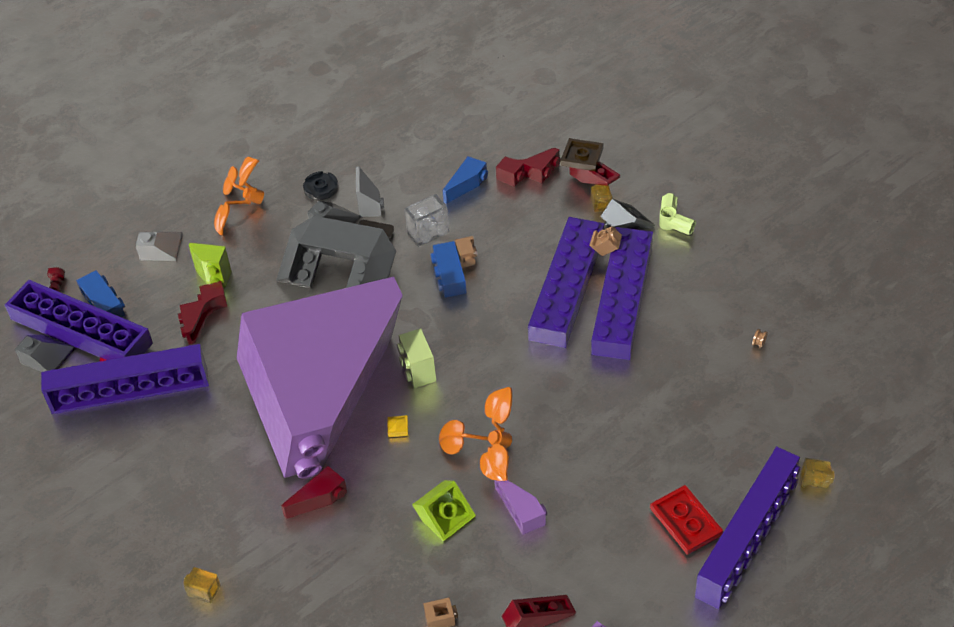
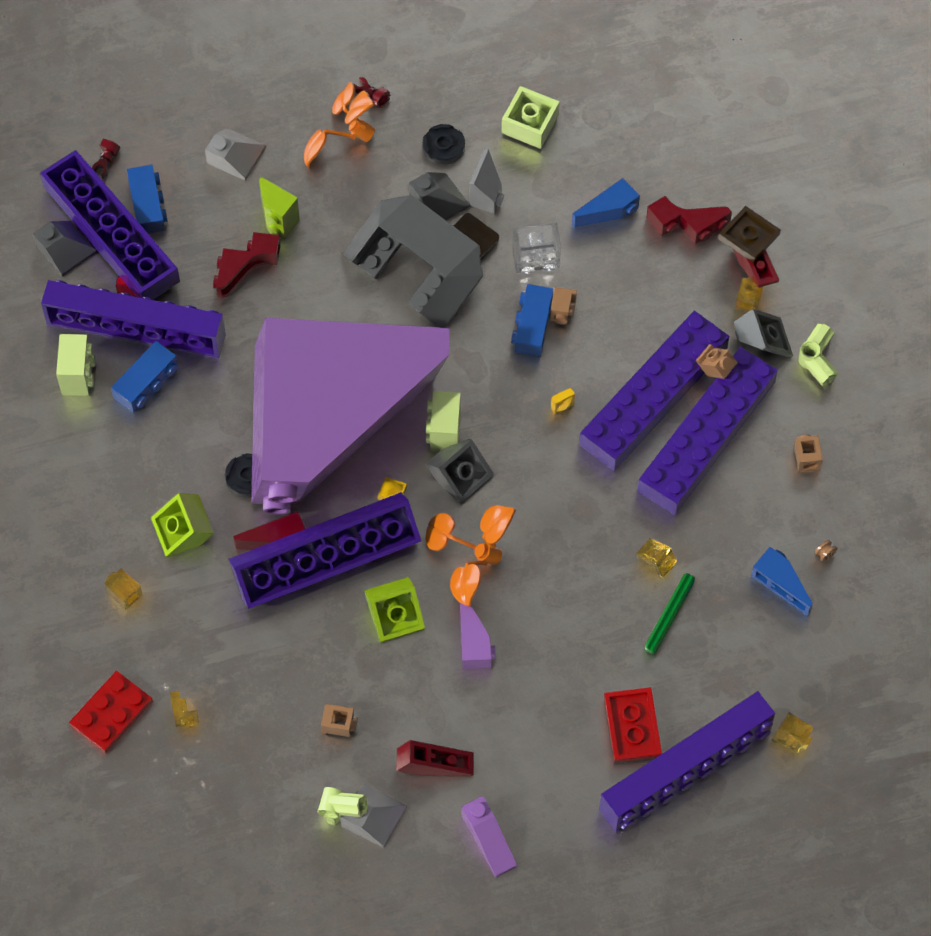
camera: 20 degrees right, 15 degrees up
(89, 429) = (75, 364): none -> yellowish green brick
(152, 419) = (144, 377): none -> blue brick
(232, 515) = (182, 524): none -> lime slope
(257, 173) = (378, 96): none -> dark red piece
(265, 462) = (239, 475): none -> black tile
(363, 486) = (325, 550): none -> dark purple brick
(378, 144) = (530, 117): none -> yellowish green brick
(445, 388) = (460, 469): none -> dark grey slope
(500, 312) = (562, 400): none -> yellow tile
(634, 389) = (657, 556): none -> clear yellow bracket
(667, 428) = (669, 613): none -> green axle
(706, 279) = (812, 458): none -> medium nougat brick
(738, 369) = (779, 576): none -> blue slope

